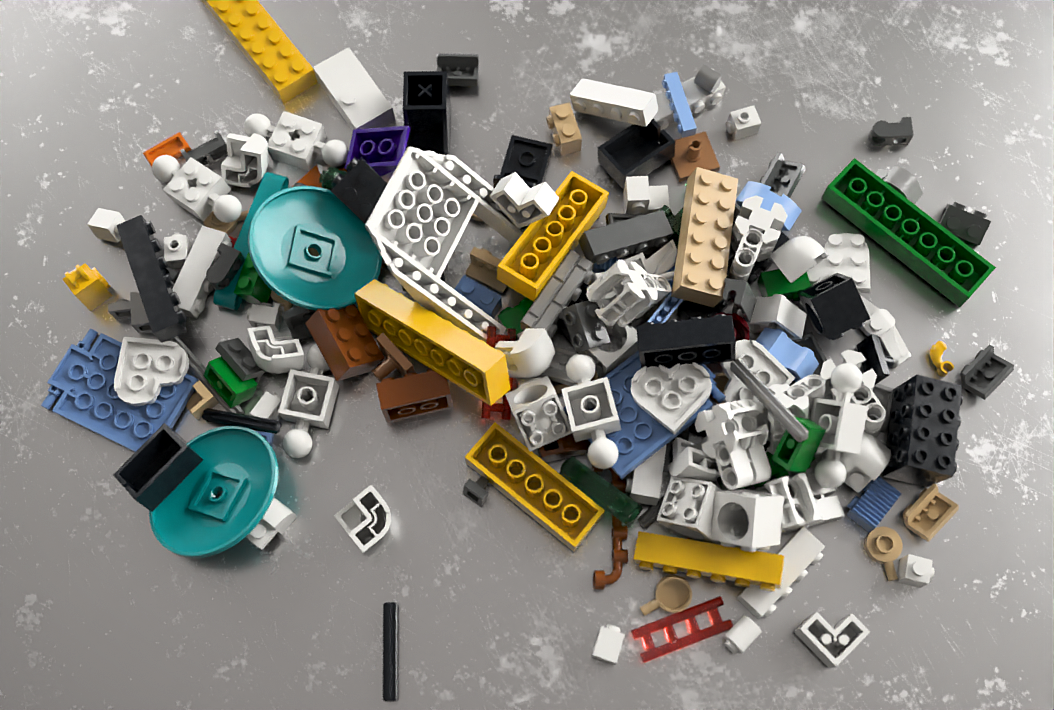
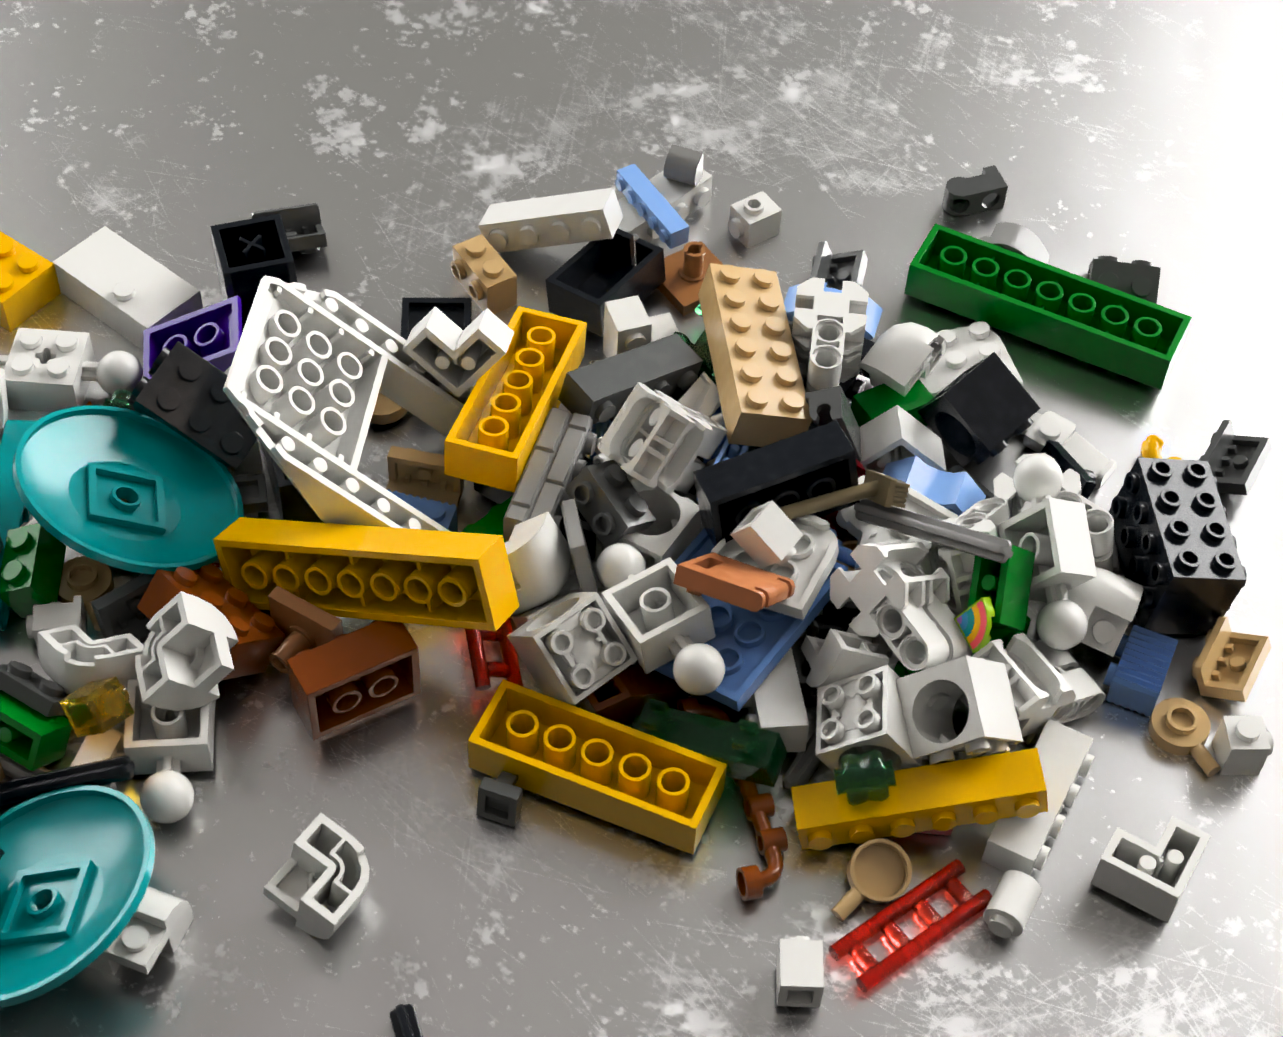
camera: 20 degrees left, 20 degrees down
(268, 385) = (97, 707): none -> clear yellow brick
(320, 368) = (185, 654): none -> white brick
(560, 352) = (578, 546): none -> light grey tile
(638, 408) = (733, 582): none -> nougat container
(667, 379) = (767, 535): none -> white brick
(678, 544) = (864, 777): none -> clear green piece
(748, 357) = (876, 487): none -> dark tan piece
(775, 466) = (976, 623): none -> tile

